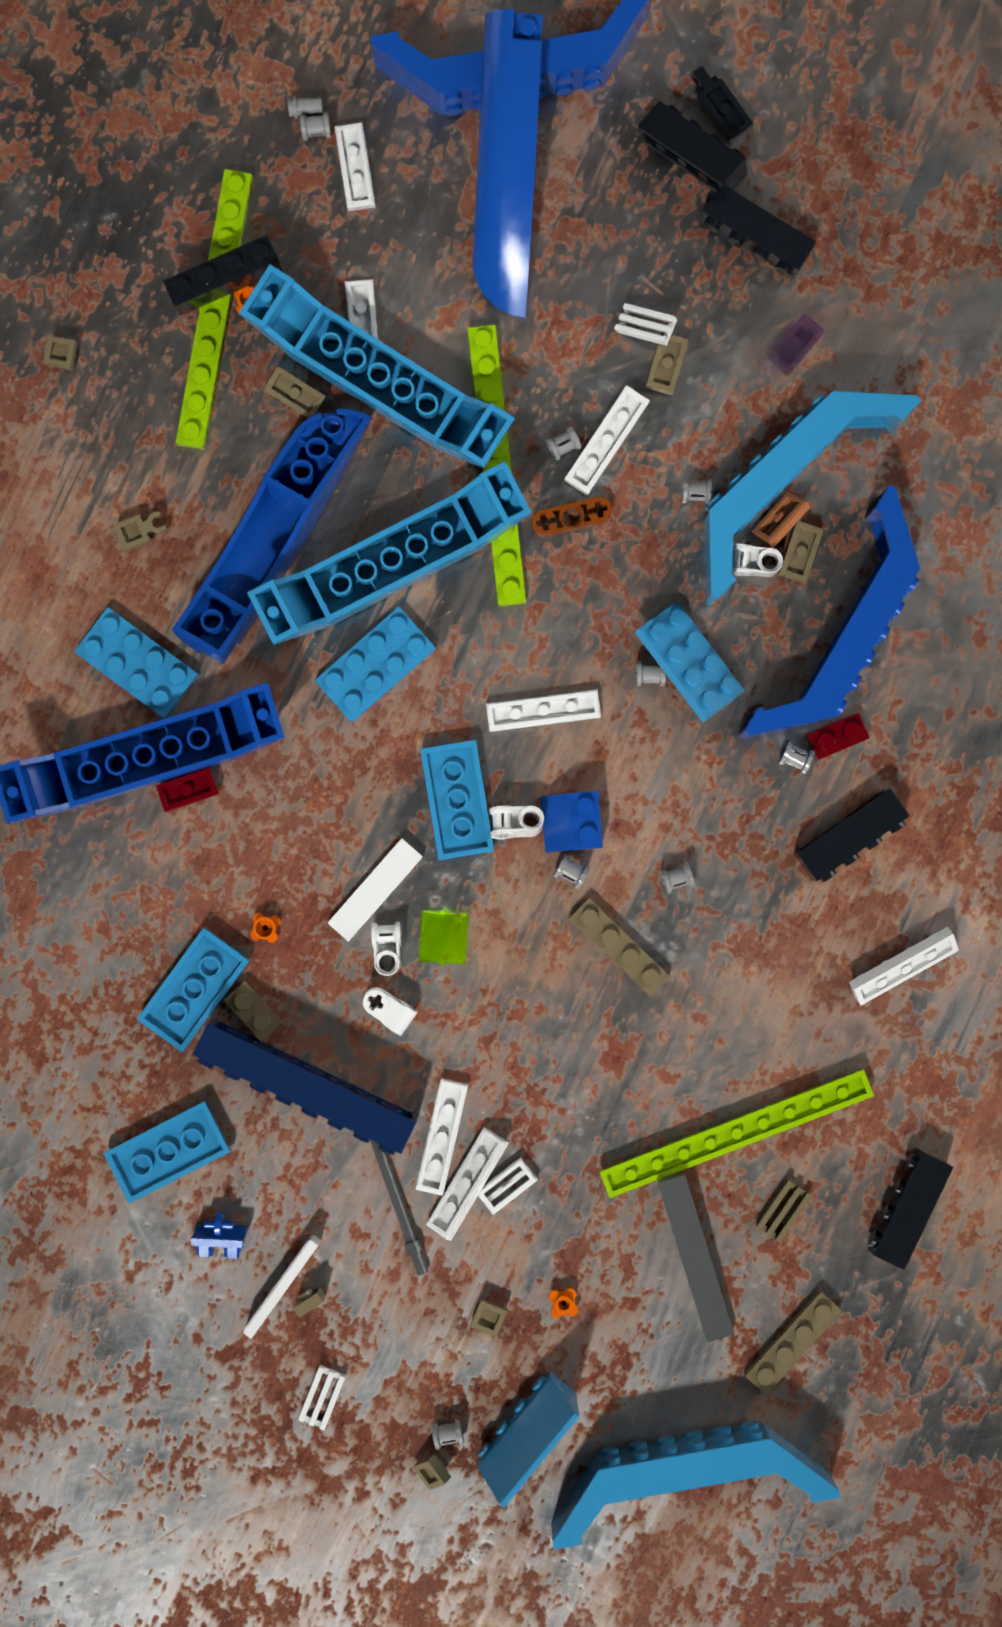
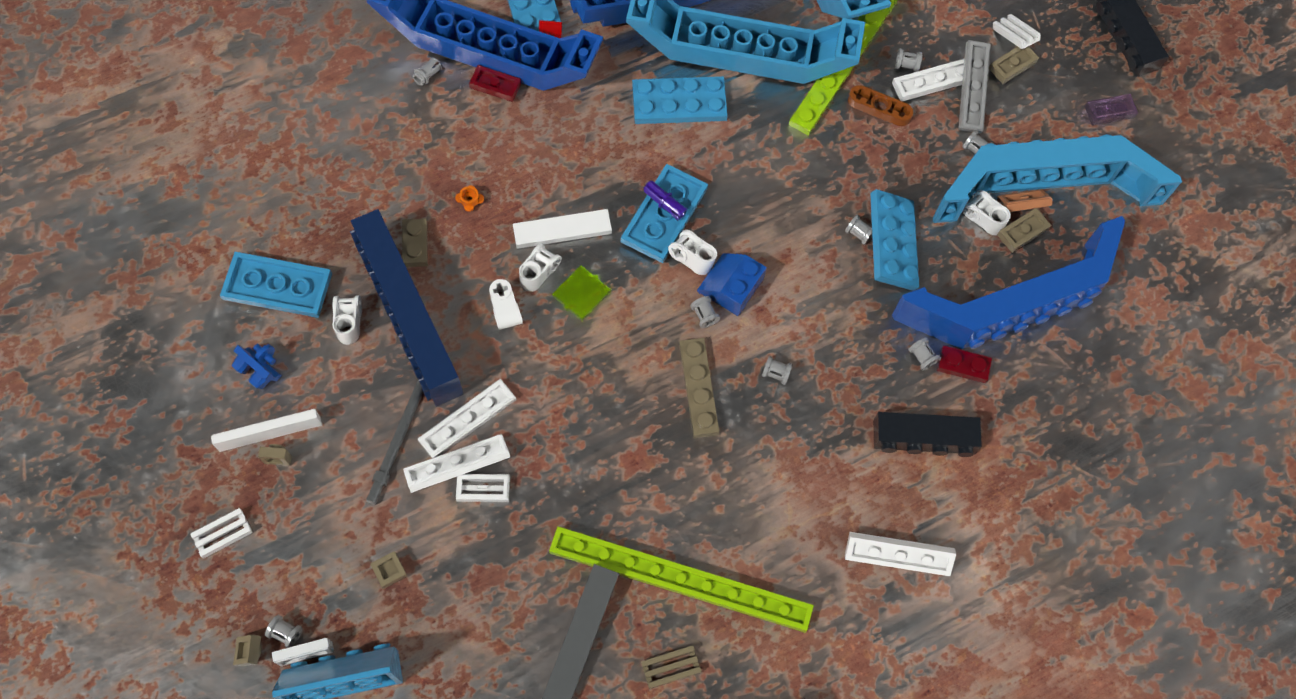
camera: 30 degrees right, 20 degrees down
(111, 829) = (422, 75): none -> light grey pin
(193, 692) = (551, 28): none -> red tile
(193, 989) = (395, 195): dark azure plate -> none
(256, 1130) = (347, 314): none -> white piece
(452, 793) = (665, 200): none -> dark purple axle
(478, 1437) = (303, 652): none -> white tile
(543, 710) = (768, 203): white tile -> none
(563, 1295) = (451, 611): orange plate -> none
(649, 426) = (974, 86): none -> light grey tile

